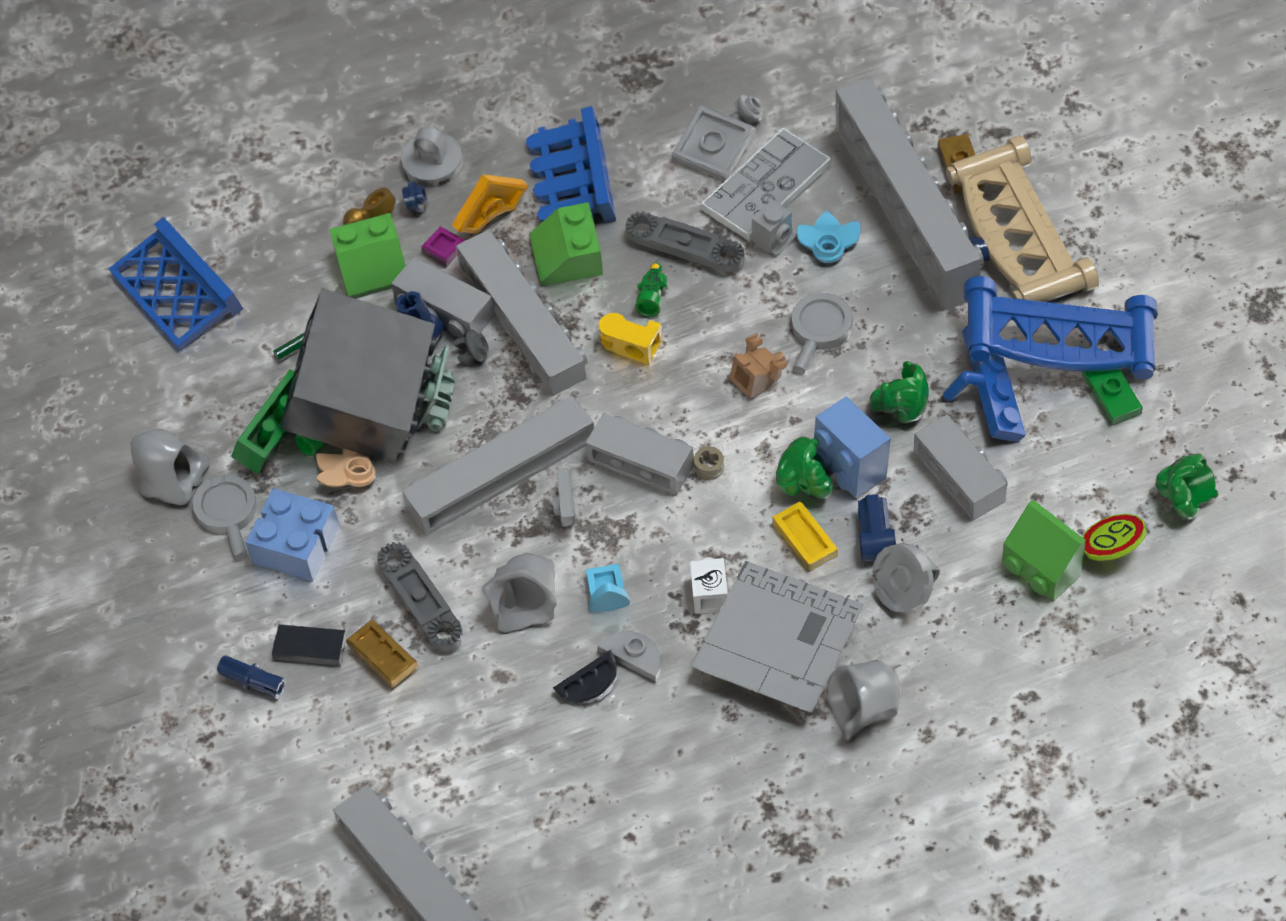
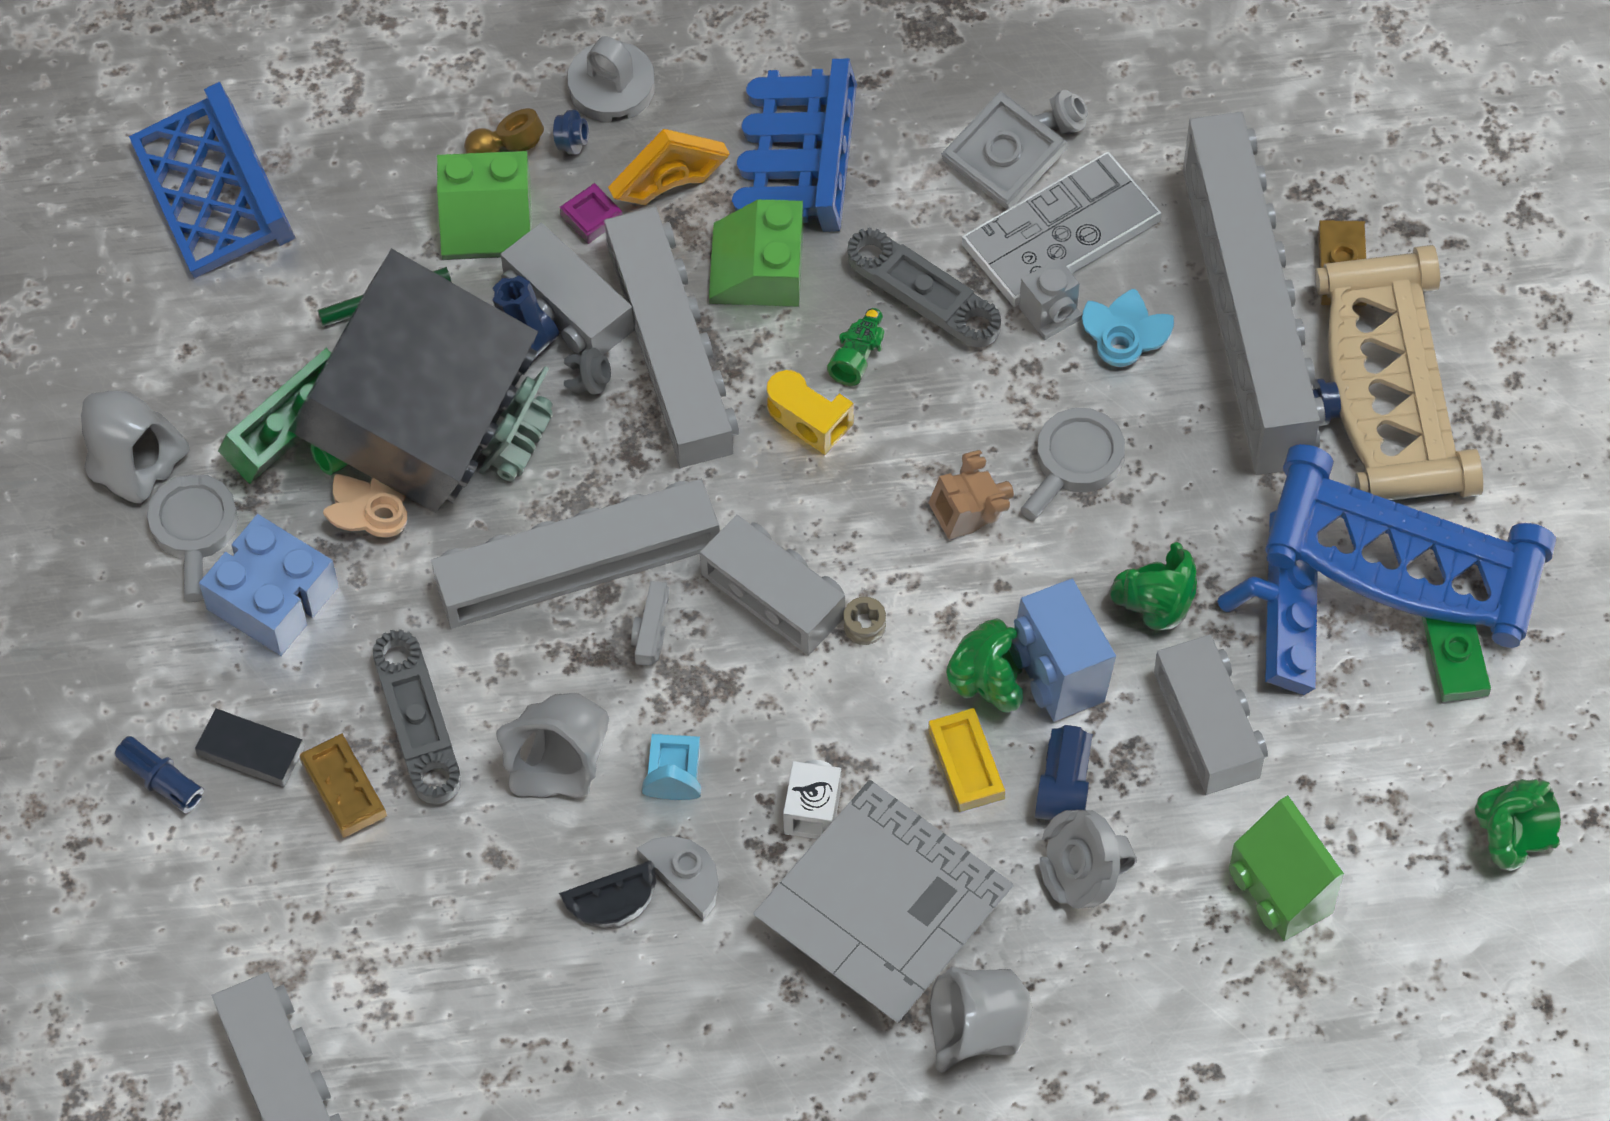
camera: 10 degrees right, 5 degrees up
(1114, 536) = (1392, 871): piece -> none

